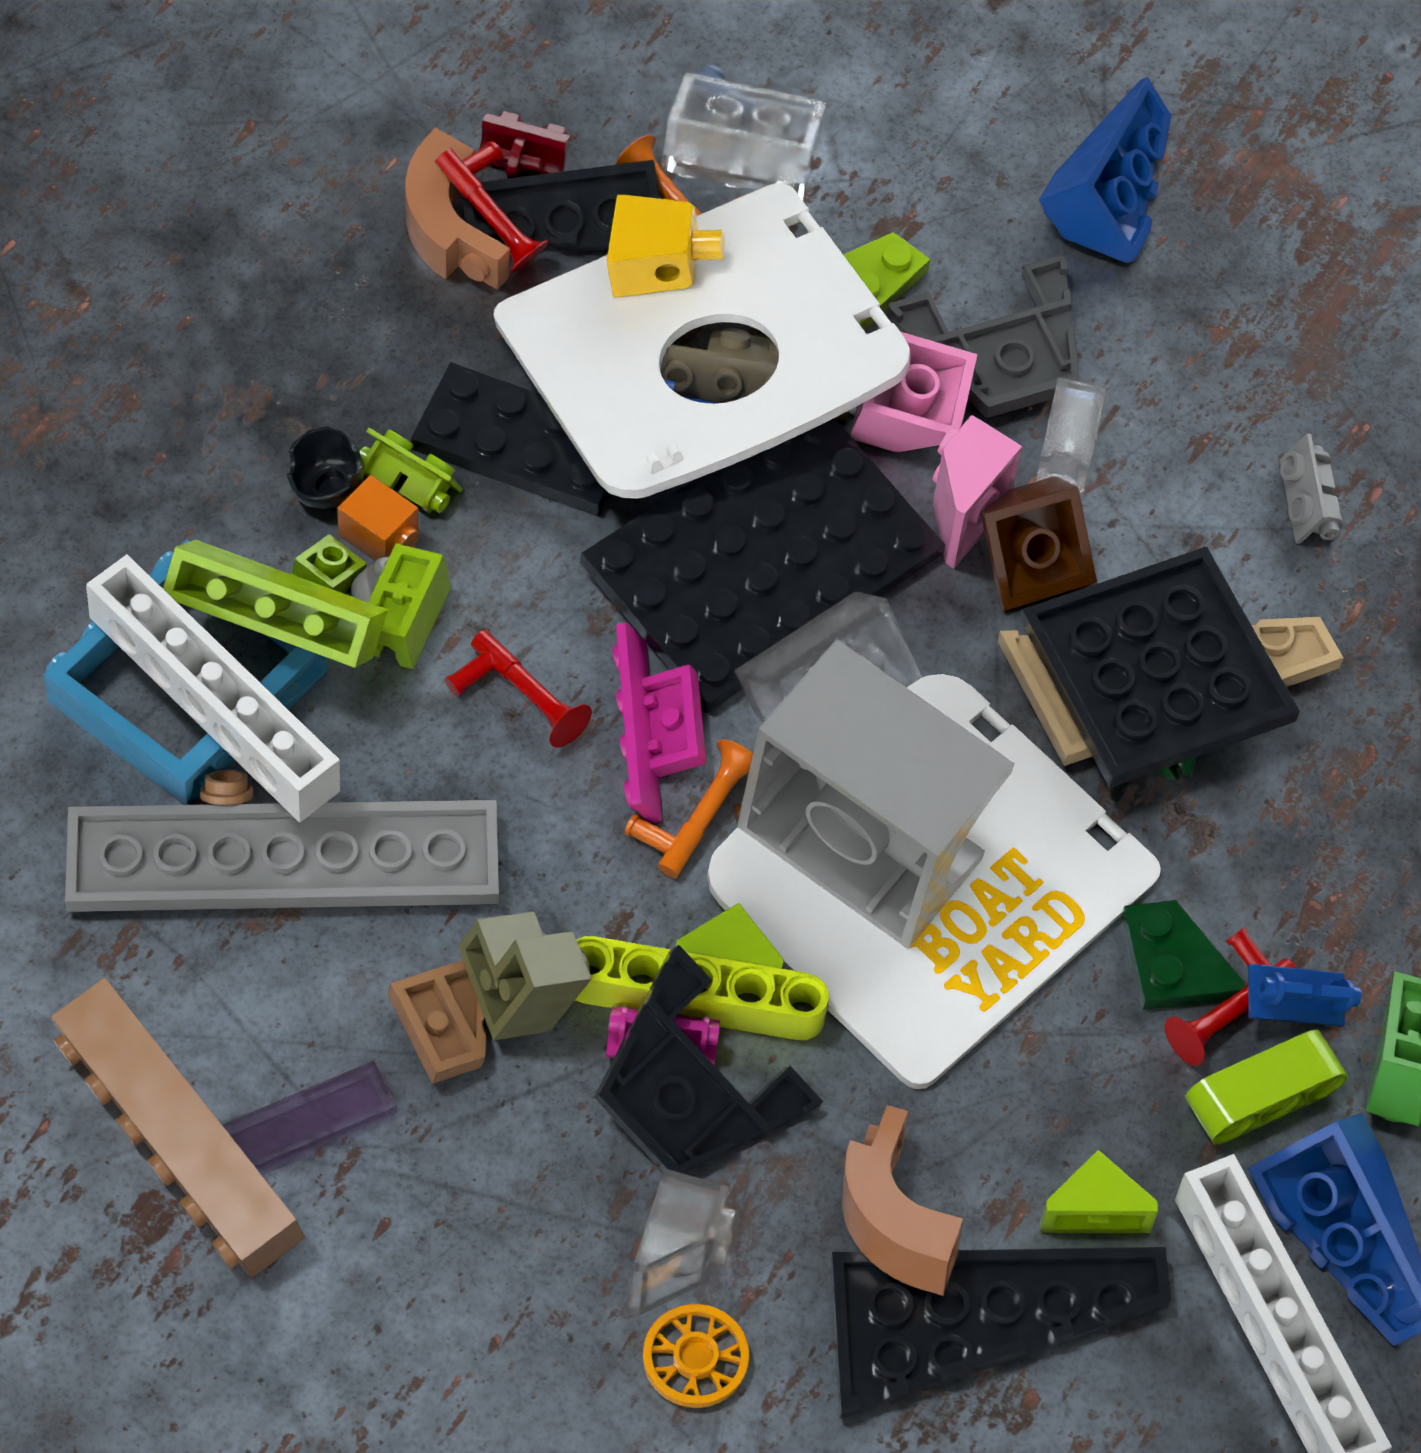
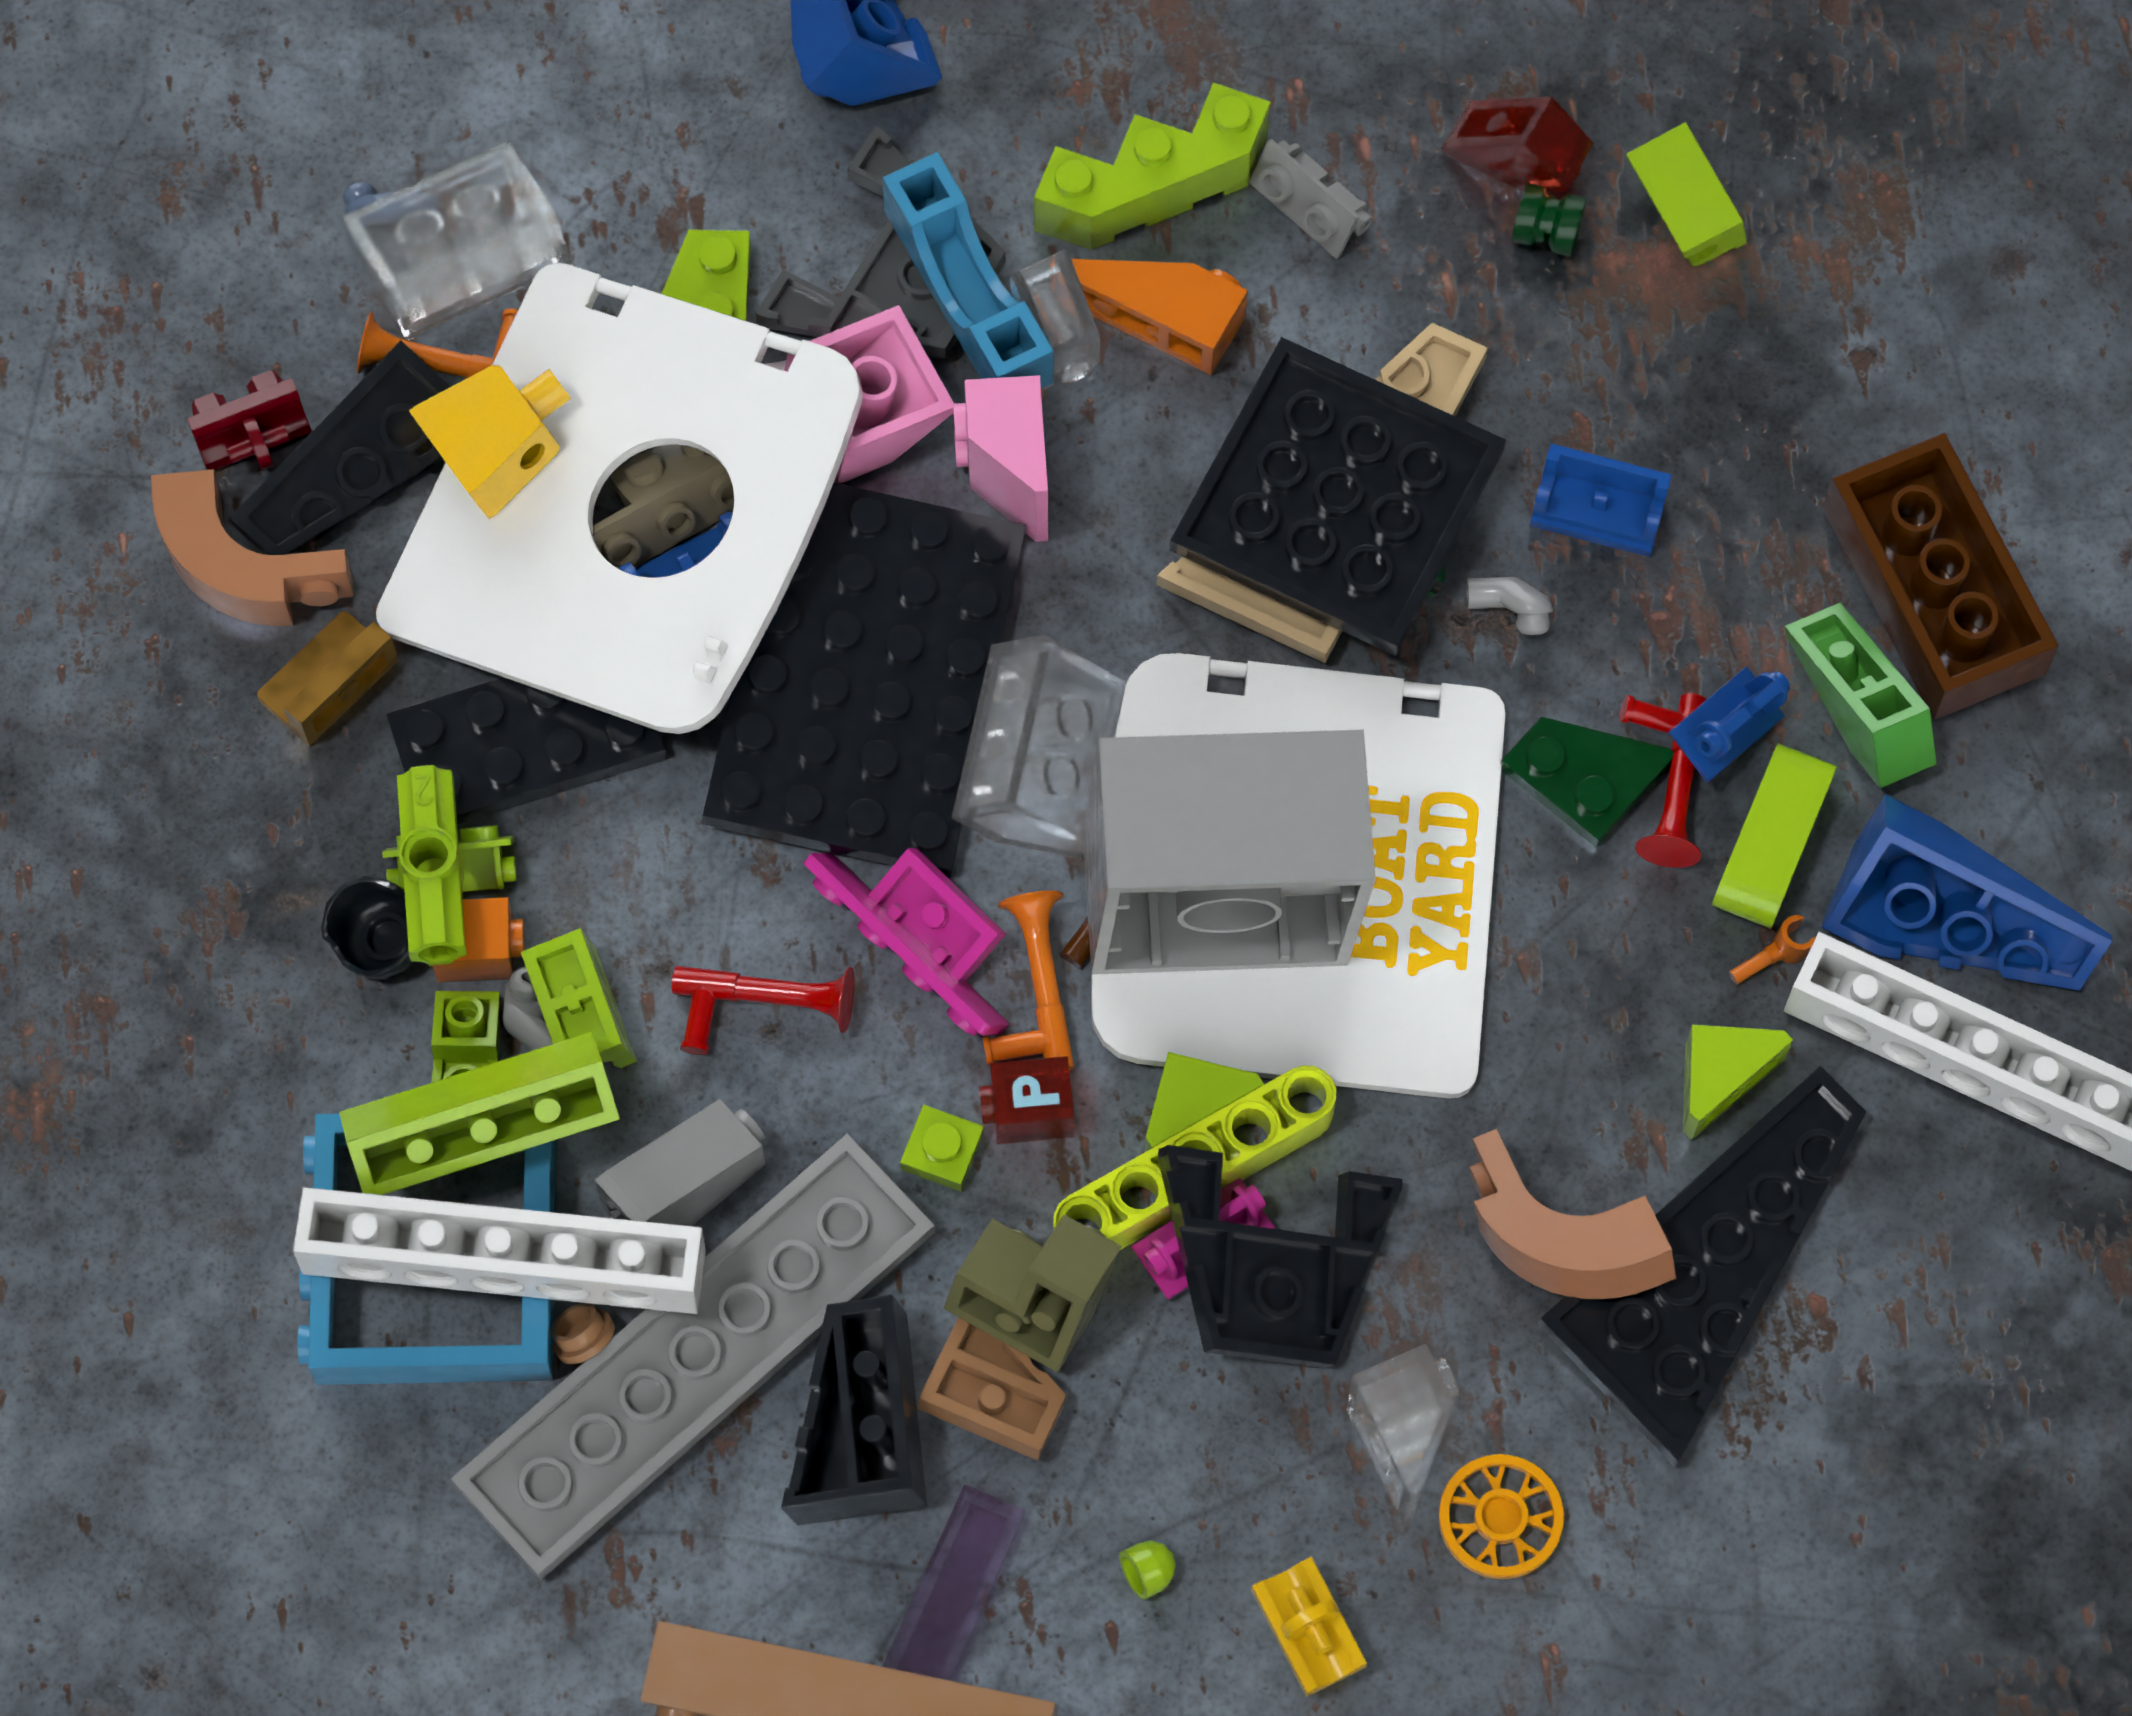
camera: 35 degrees left, 10 degrees up
(344, 967) = (861, 1419): none -> black wedge
(375, 740) = (685, 1169): none -> light grey slope
(385, 449) = (432, 897): none -> lime piece
(438, 320) = (328, 676): none -> pearl gold panel
(441, 1201) = (1147, 1567): none -> lime hinge
(463, 177) = (227, 508): red piece -> none
(503, 1315) = (1308, 1627): none -> yellow hips
(550, 859) = (942, 1148): none -> lime plate
(628, 870) = (1029, 1100): none -> clear red brick
(1035, 362) = (943, 244): none -> dark azure arch
(1038, 542) = (1112, 451): reddish brown slope -> none
(1153, 482) = (1167, 305): none -> orange slope
(1199, 1159) = (1781, 949): none -> orange hand
(1217, 402) = (1155, 171): none -> lime brick
(1226, 817) = (1516, 595): none -> light grey arm
(1336, 802) = (1600, 500): none -> blue hinge

